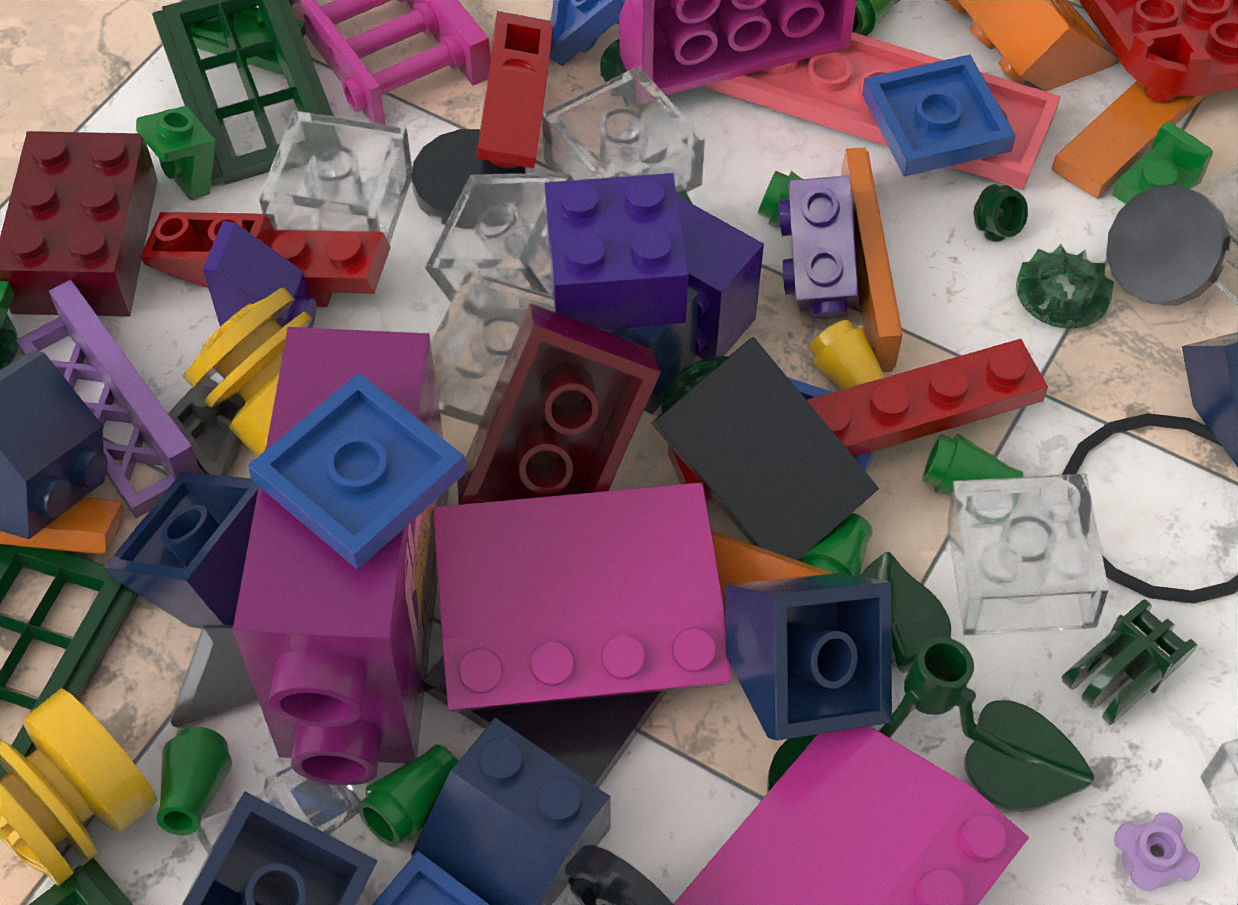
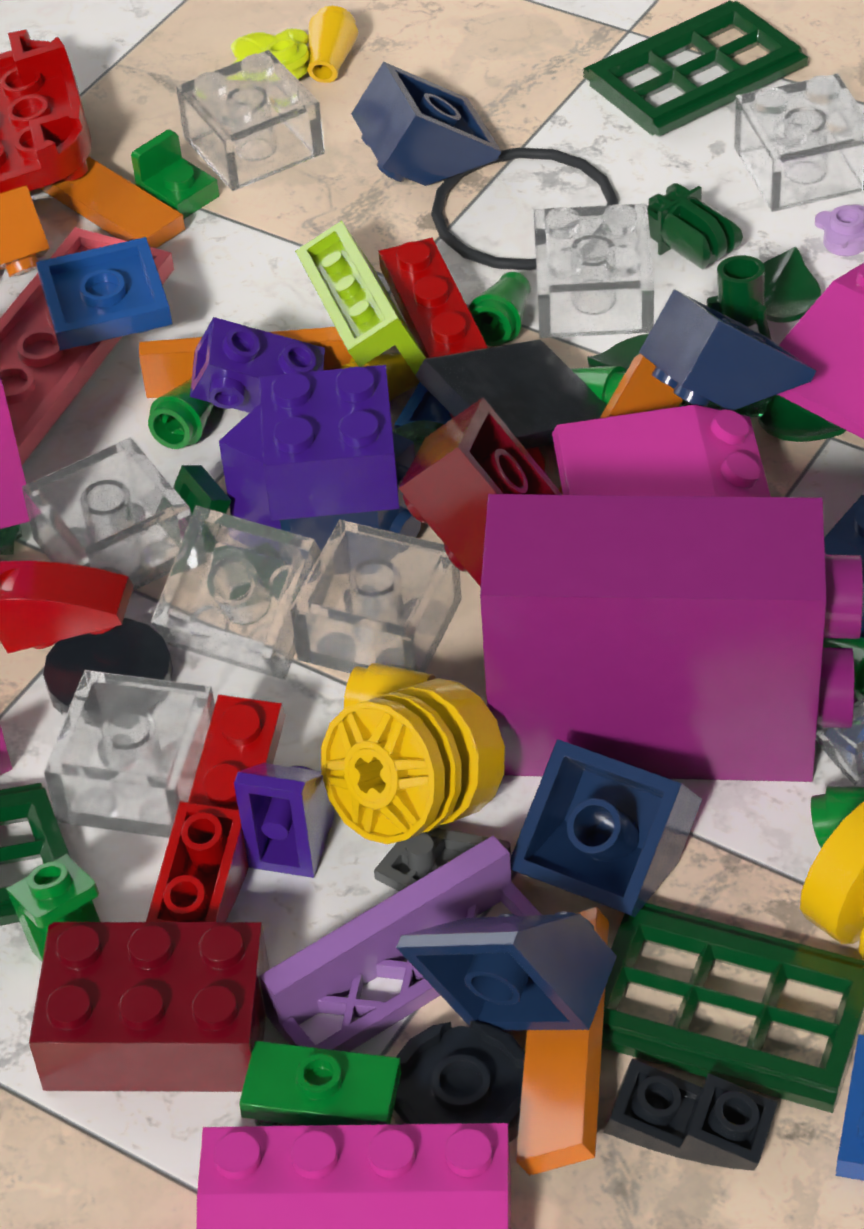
camera: 85 degrees left, 10 degrees down
(214, 677) = (740, 806): dark grey piece -> none
(358, 469) = (663, 508): blue plate -> none
(928, 309) = (356, 298): none -> lime fence
(1000, 212) = (208, 278): dark green plate -> none
(1048, 300) = (271, 252): clear green gear -> none
(1167, 245) = (272, 167): black tile -> none

